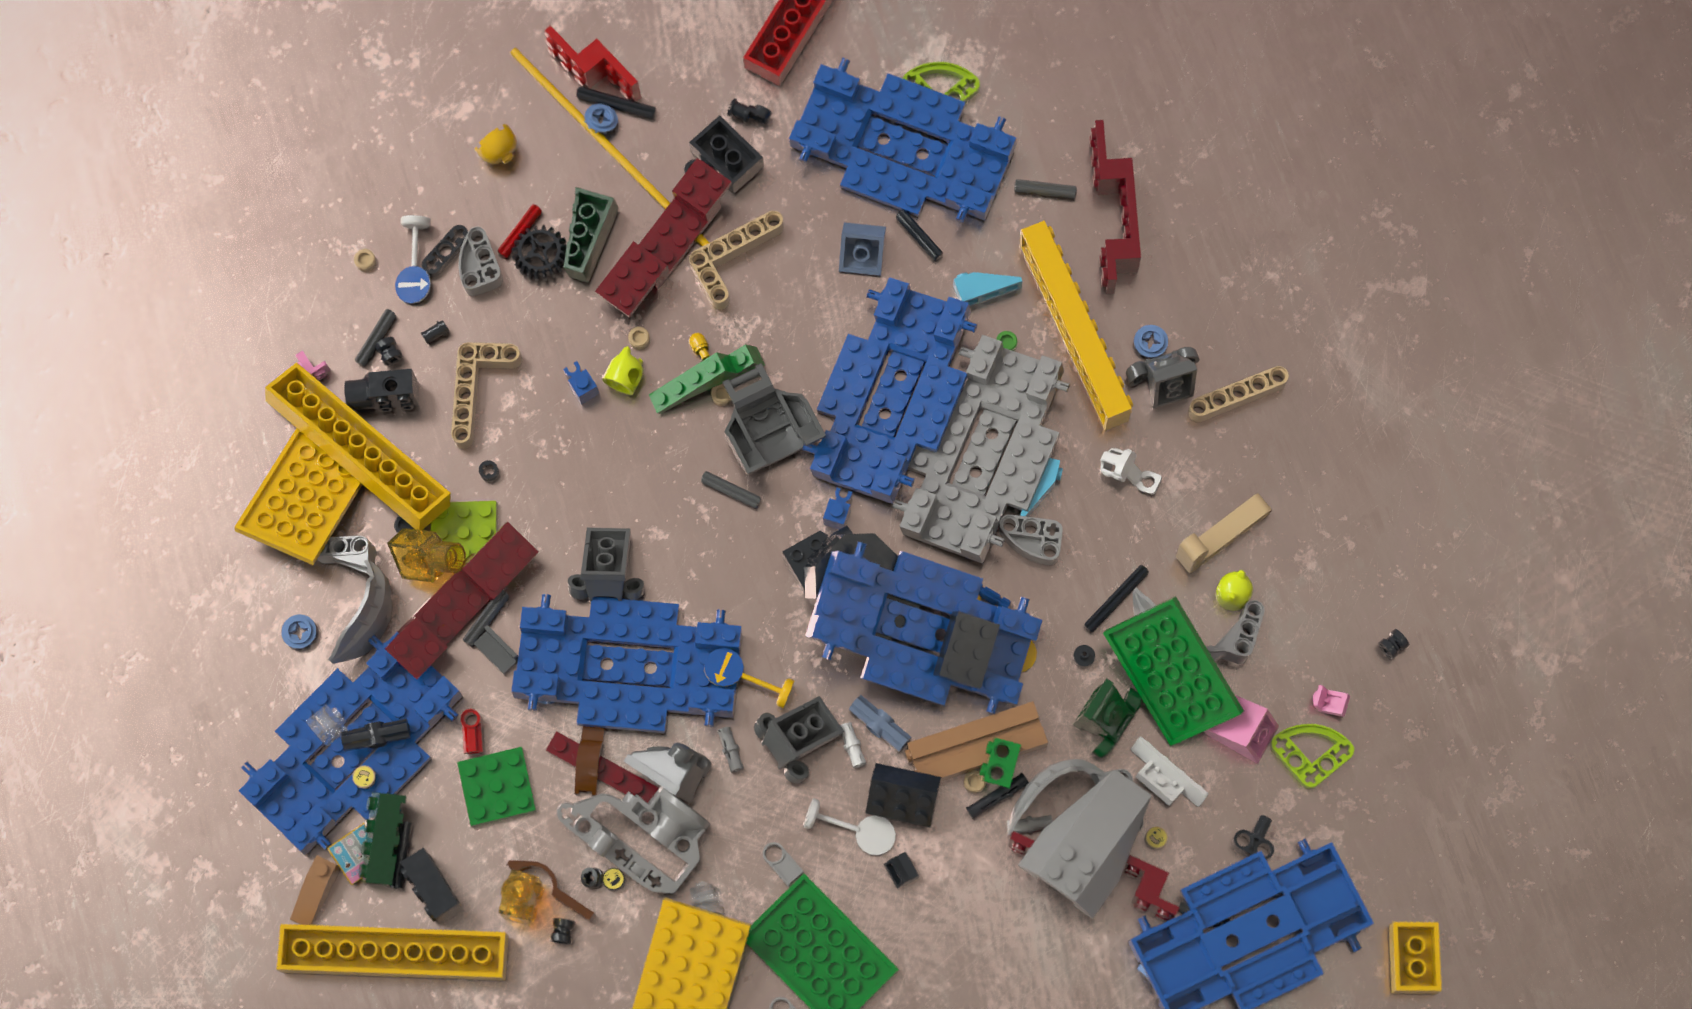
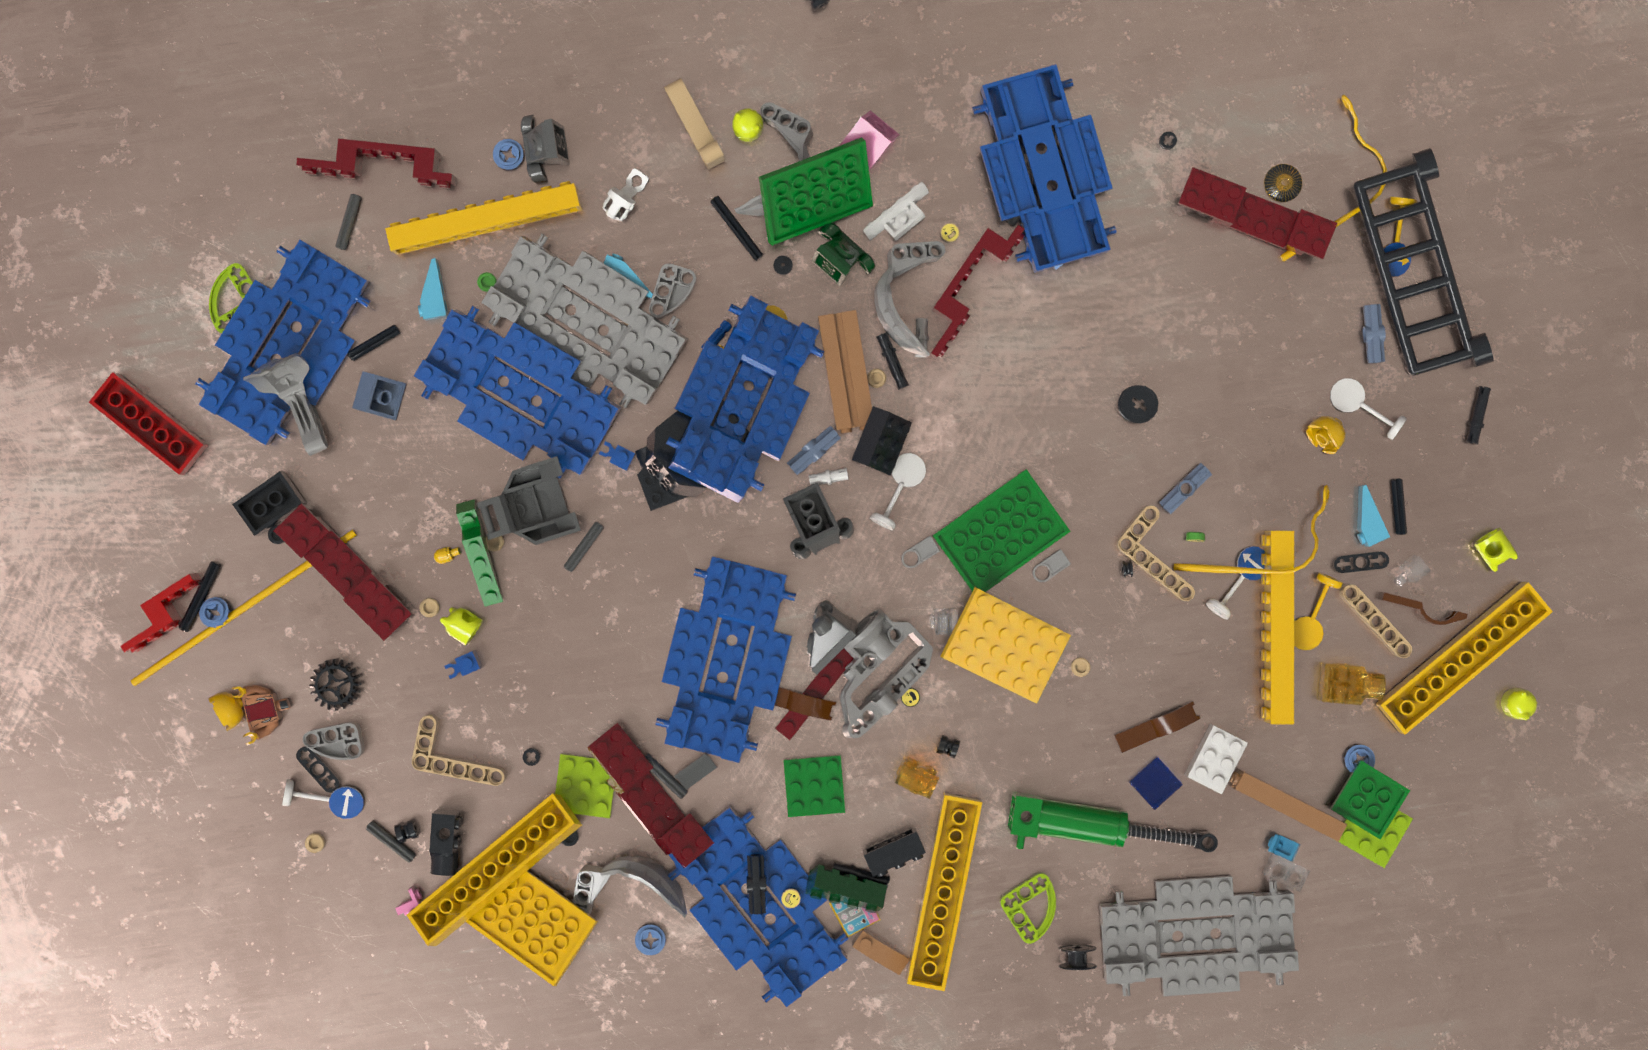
camera: 85 degrees left, 15 degrees up
(327, 724) = (743, 924): clear brick -> none
(424, 555) = (605, 822): clear yellow brick -> none
(435, 331) = (394, 788): black pin -> none
(472, 733) = (767, 801): red piece -> none
(502, 181) = (261, 710): none -> torso
(525, 222) = (306, 696): red axle -> none
(559, 895) = (917, 745): reddish brown piece -> none
(587, 881) = (904, 711): black bush -> none
(588, 231) = (320, 637): wedge -> none
(605, 567) = (637, 666): dark grey piece -> none
(726, 667) = (745, 574): piece -> none
(730, 252) = (362, 514): tan beam -> none
(730, 749) = (815, 581): light grey pin -> none
(745, 112) = (229, 480): black connector -> none
(864, 145) = (286, 380): none -> light grey piece
(901, 870) = (942, 453): black piece -> none
(966, 650) = (769, 365): black brick -> none
(1006, 764) = (870, 348): green brick -> none
(1090, 842) = (952, 289): light grey wedge -> none
(1245, 386) = (565, 78): tan beam -> none
(1255, 838) = (965, 149): black beam -> none
(1306, 766) = (910, 94): lime beam -> none
(1330, 701) = (858, 61): bright pink bracket -> none
(1415, 958) = (1088, 35): yellow brick -> none

